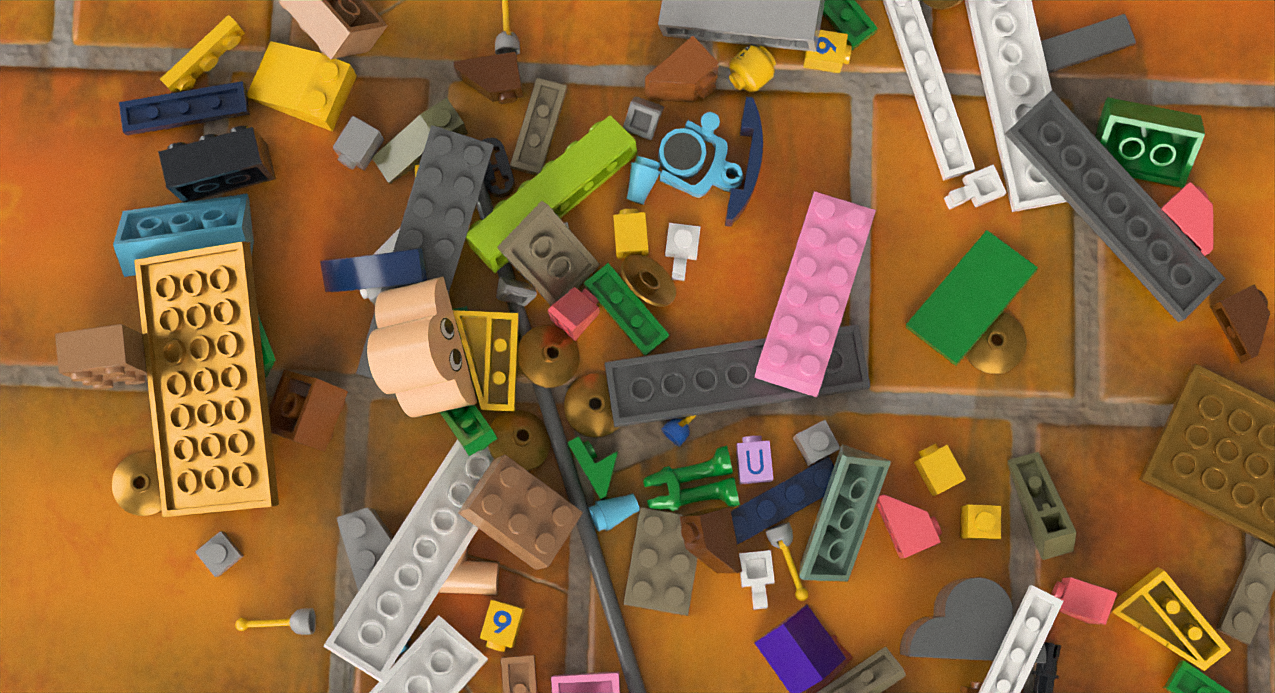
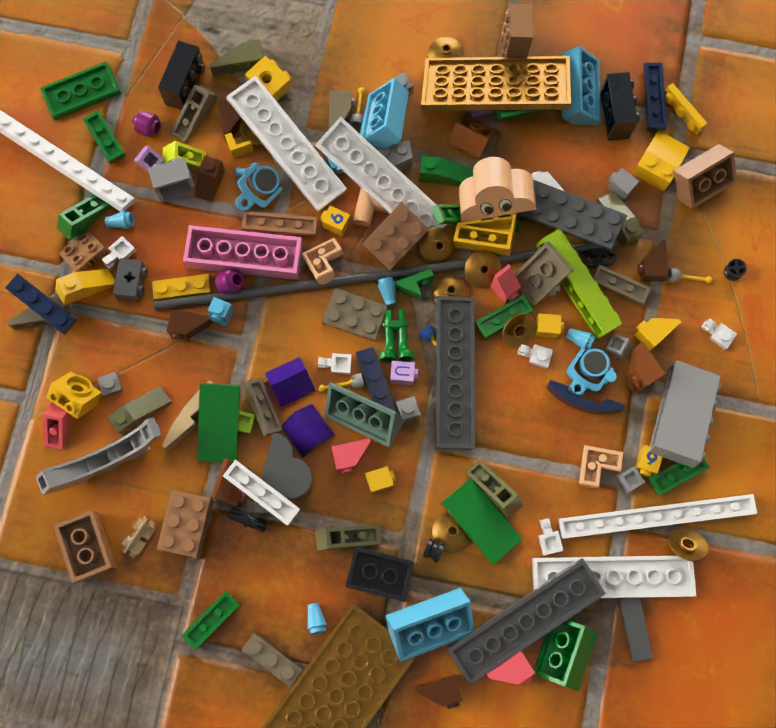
camera: 95 degrees right, 5 degrees down
(291, 654) = (340, 105): none -> dark tan slope
(294, 570) = (385, 114): none -> medium azure slope
(373, 270) = (545, 178): dark blue slope -> none
(380, 446) = (443, 171): none -> green slope
(515, 291) = (524, 254): light grey slope -> none
(579, 643) = (318, 259): none -> light nougat brick
(611, 62) = (655, 330): none -> yellow slope
(712, 539) = (363, 339): reddish brown slope -> none
(751, 68) = (642, 413): yellow head -> none
(815, 294) = (497, 423): bright pink brick -> none
(843, 135) = (596, 459): none -> light nougat brick
(859, 75) = (630, 479): none -> light grey plate
(877, 604) = (307, 430): none -> dark purple slope
(916, 285) = (495, 489): none -> olive slope
(980, 522) = (344, 497): yellow brick -> none
(1033, 365) = (433, 550): none -> black wheel
(1084, 600) = (287, 547): coral slope -> none
(1092, 442) = (380, 574): none -> black brick
(1150, 351) = (430, 624): none -> medium azure slope
(1169, 617) = (266, 600): yellow wedge -> none
(1179, 533) = (316, 620): none -> medium azure cone

